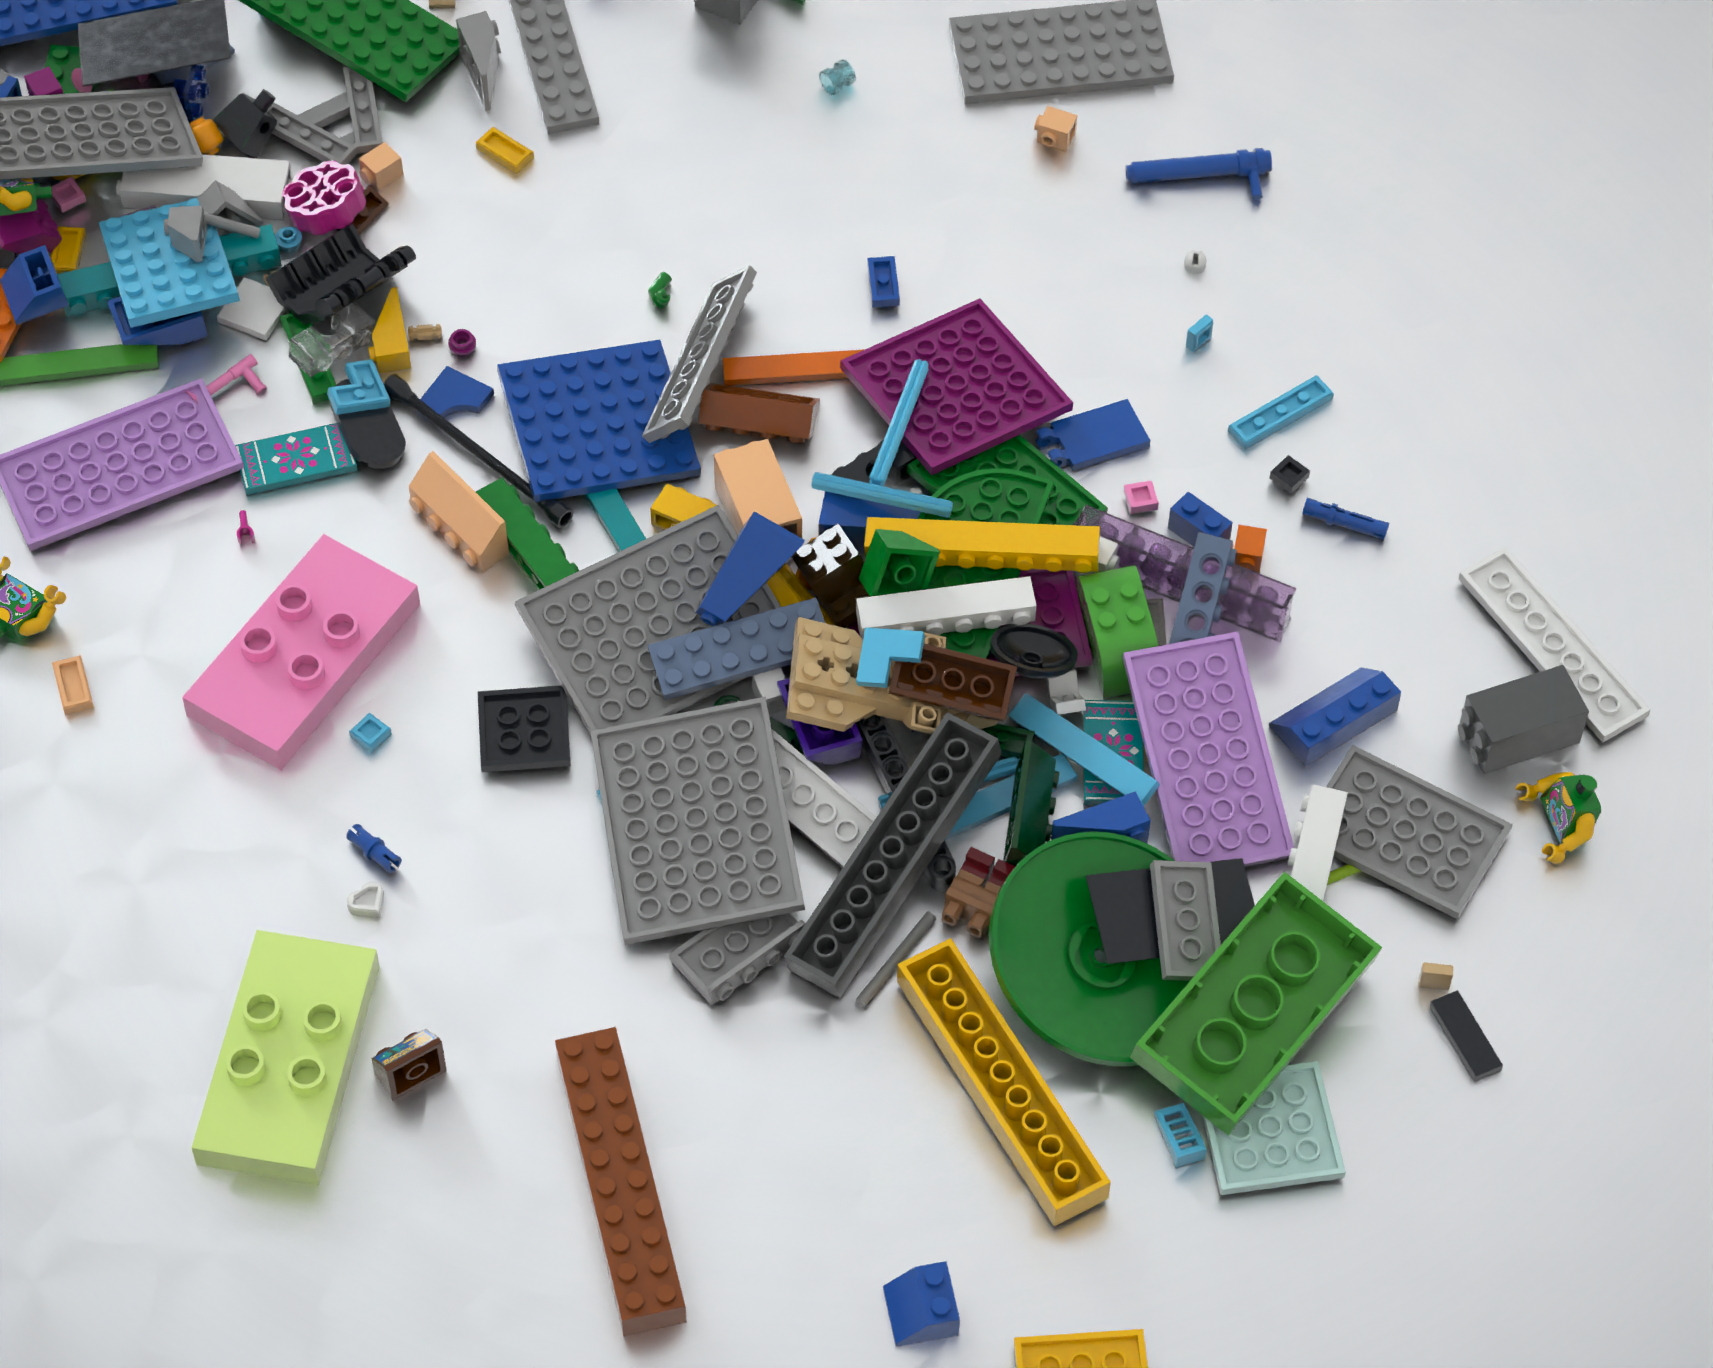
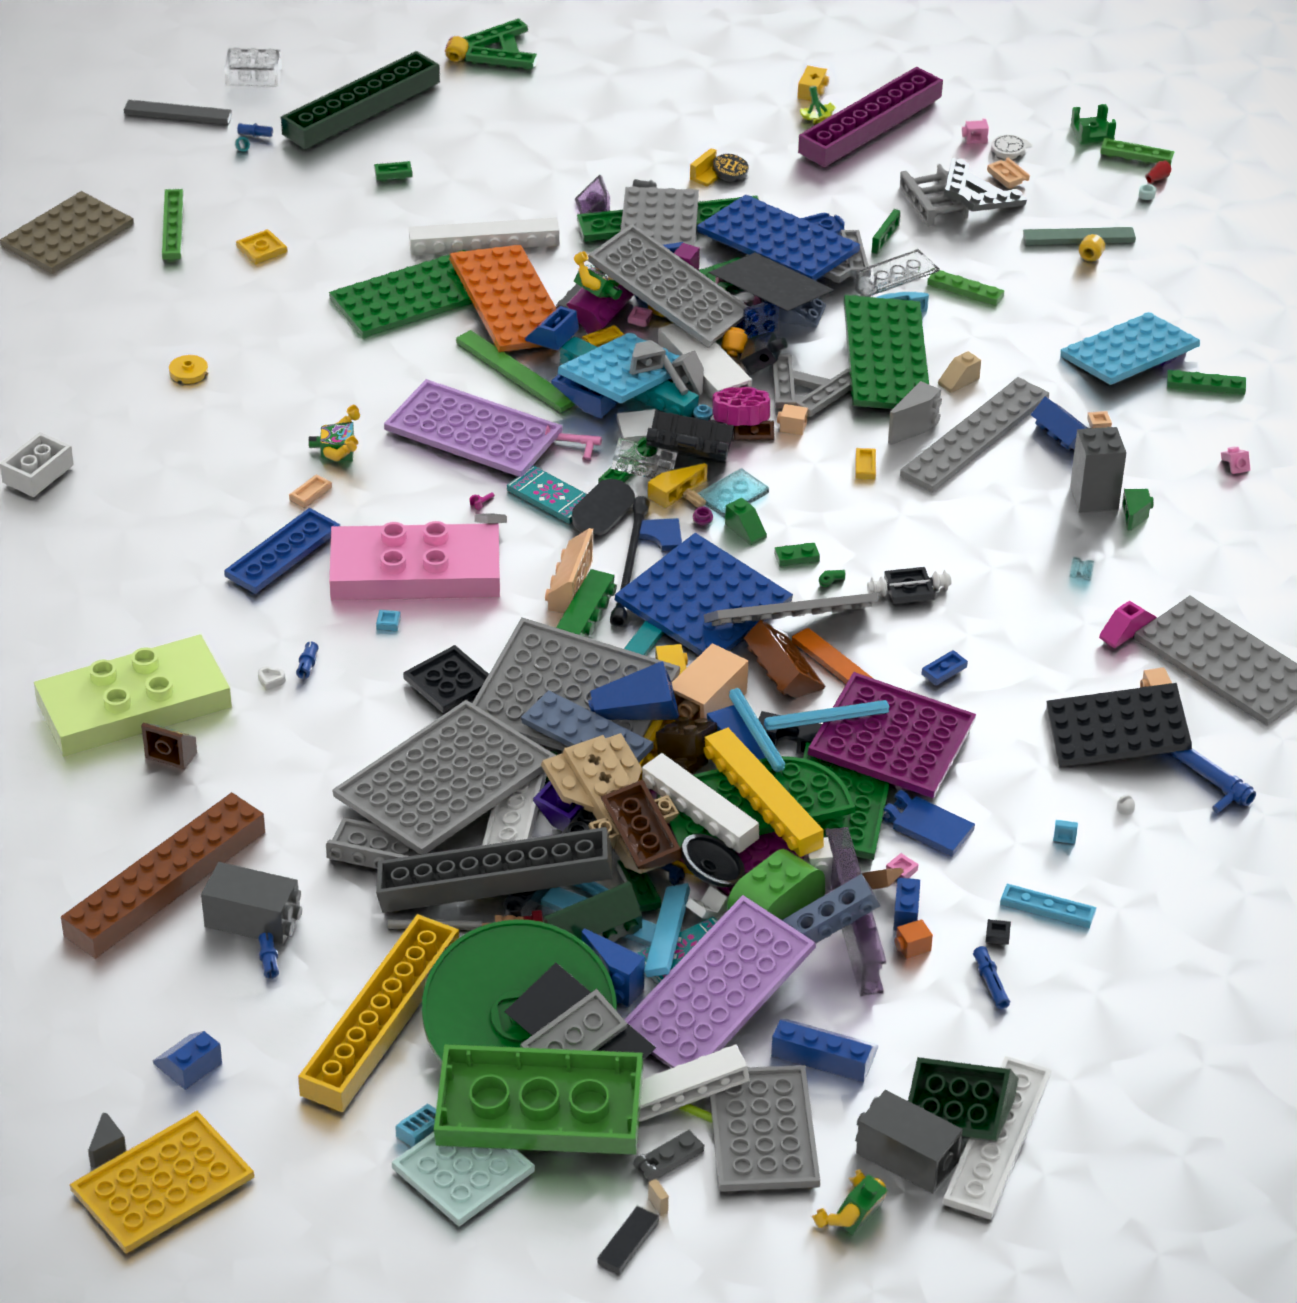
camera: 55 degrees right, 15 degrees down
(160, 770) = (281, 551): none -> blue plate
(299, 537) = (491, 518): none -> light grey tile
(363, 393) = (617, 493): medium azure tile -> none
(445, 292) = (731, 488): none -> clear light blue tile
(509, 310) = (744, 521): none -> green slope
(595, 297) = (797, 554): none -> green plate
(734, 232) = (909, 584): none -> black plate
(746, 1115) = (251, 902): none -> dark grey brick
(824, 1143) = (268, 955): none -> blue pin
(881, 648) = (624, 773): medium azure tile -> none
(897, 563) = (703, 754): green slope -> none
(952, 96) = (1124, 623): none -> dark pink slope
(1089, 195) = (1118, 724): none -> black plate
(1158, 517) = (882, 878): none -> medium nougat slope
(1381, 927) = (669, 1155): none -> dark grey plate
(1500, 641) = (965, 1095): none -> dark green slope

